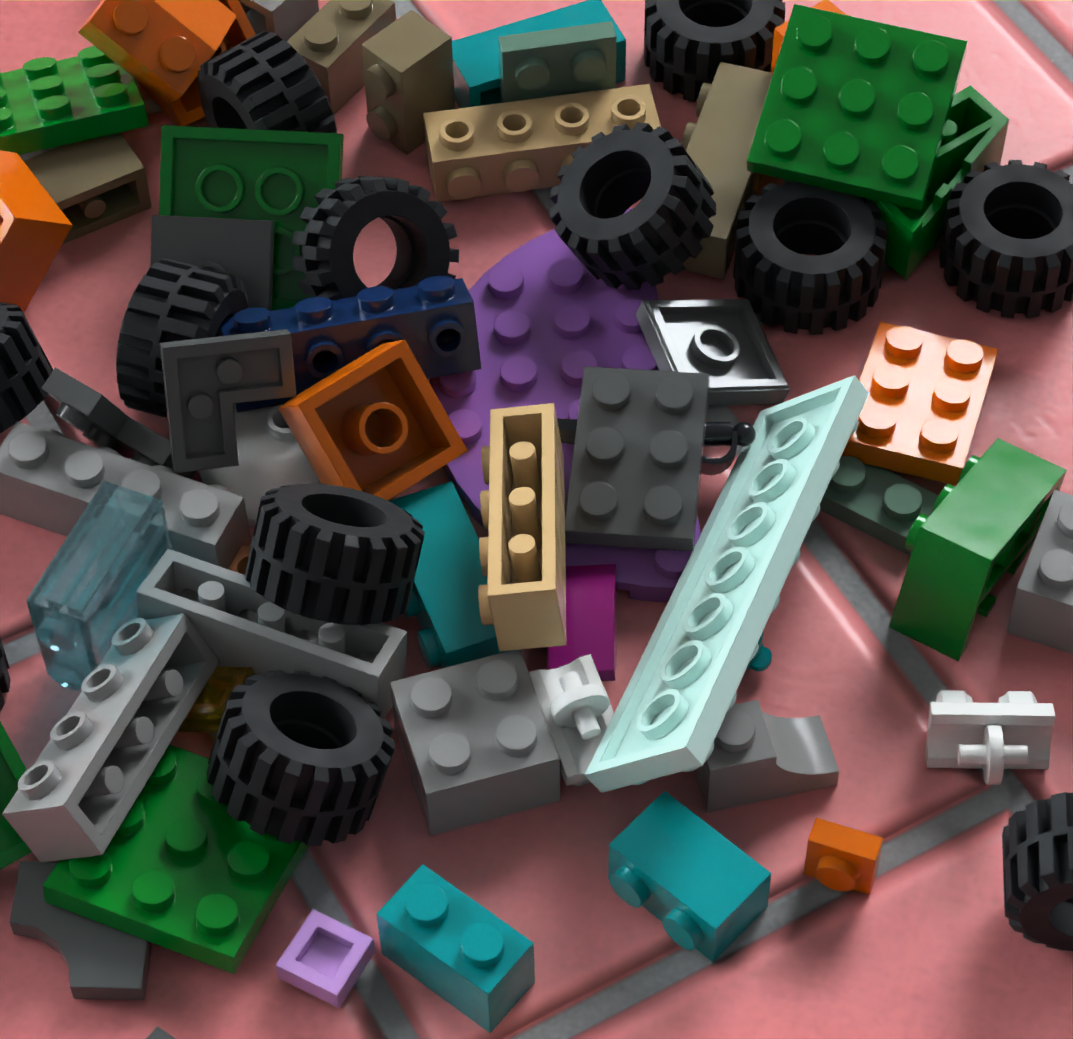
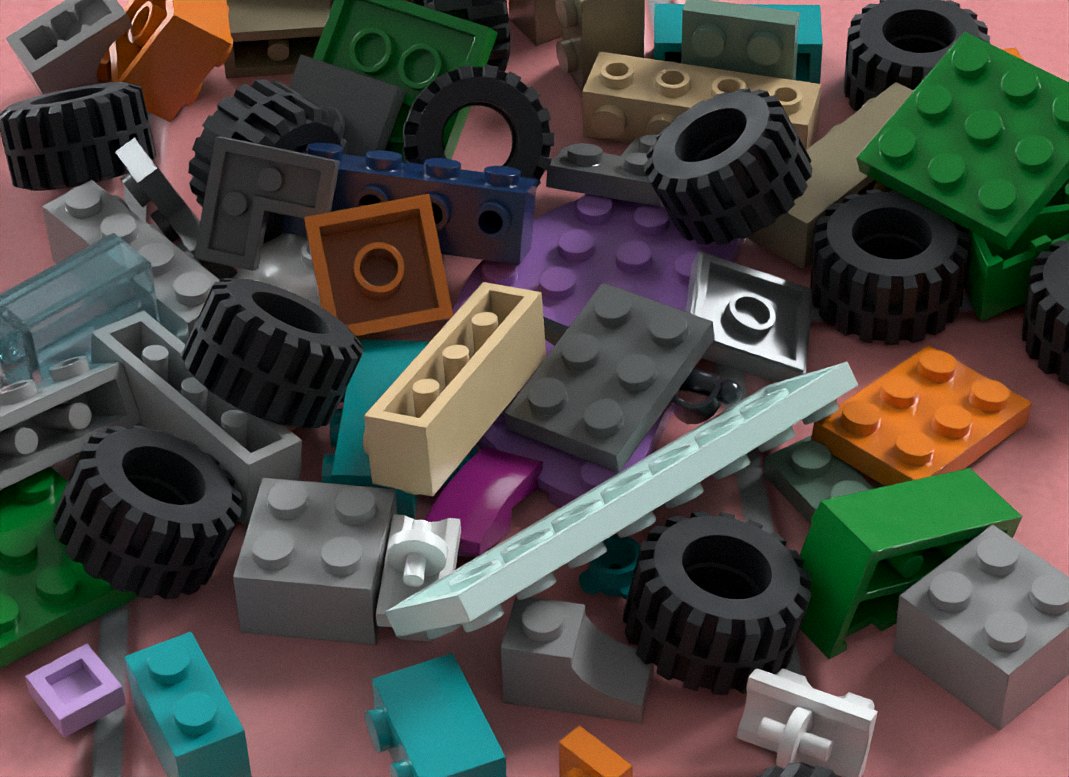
camera: 25 degrees right, 10 degrees down
(516, 239) = (590, 171): none -> dark grey plate
(857, 650) = (715, 601): none -> black tyre

